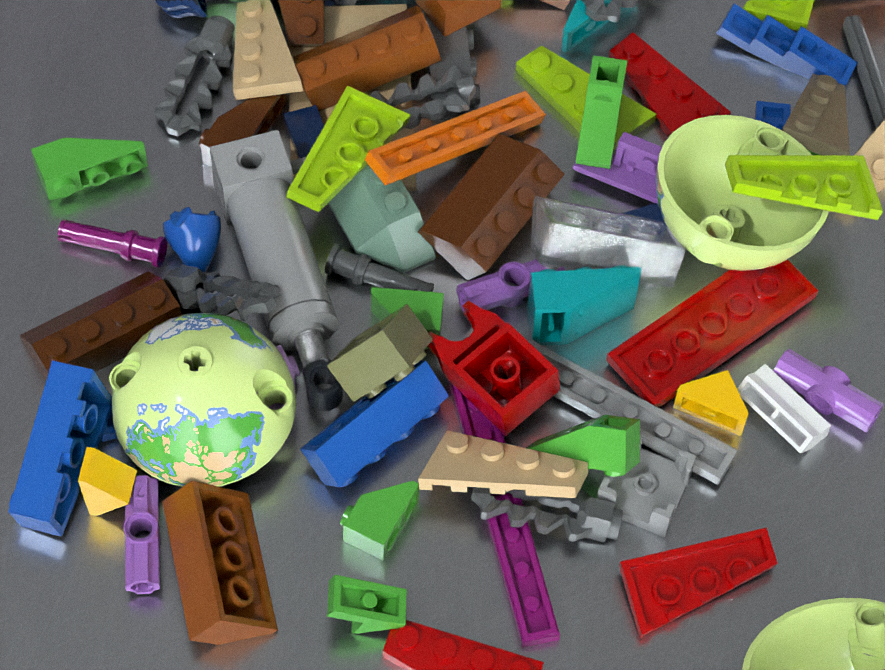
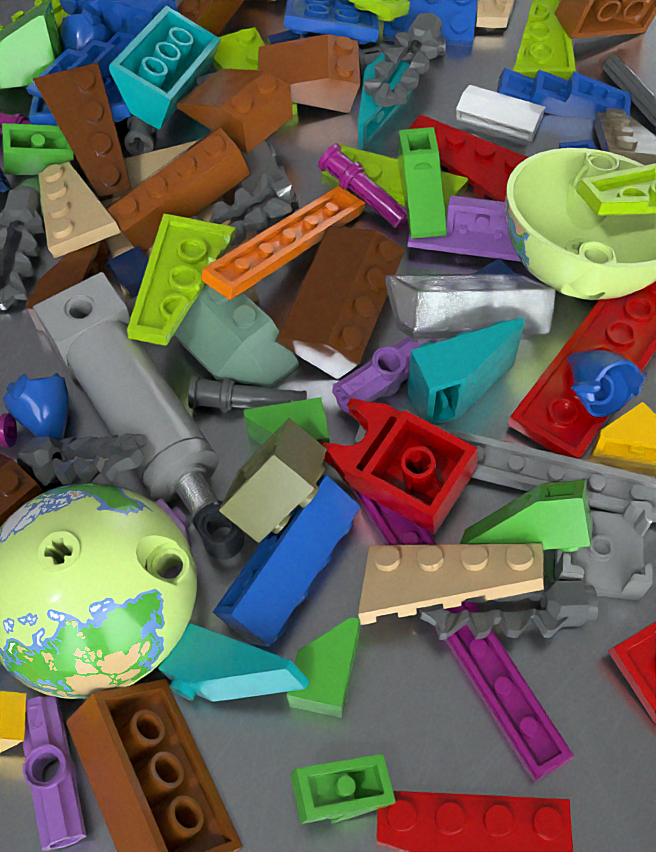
camera: 10 degrees left, 0 degrees up
(300, 493) = (226, 668): none -> teal slope
(540, 85) = (352, 177): none -> magenta pin
(697, 344) = (604, 380): none -> blue hat
(714, 50) = (500, 113): none -> white piece

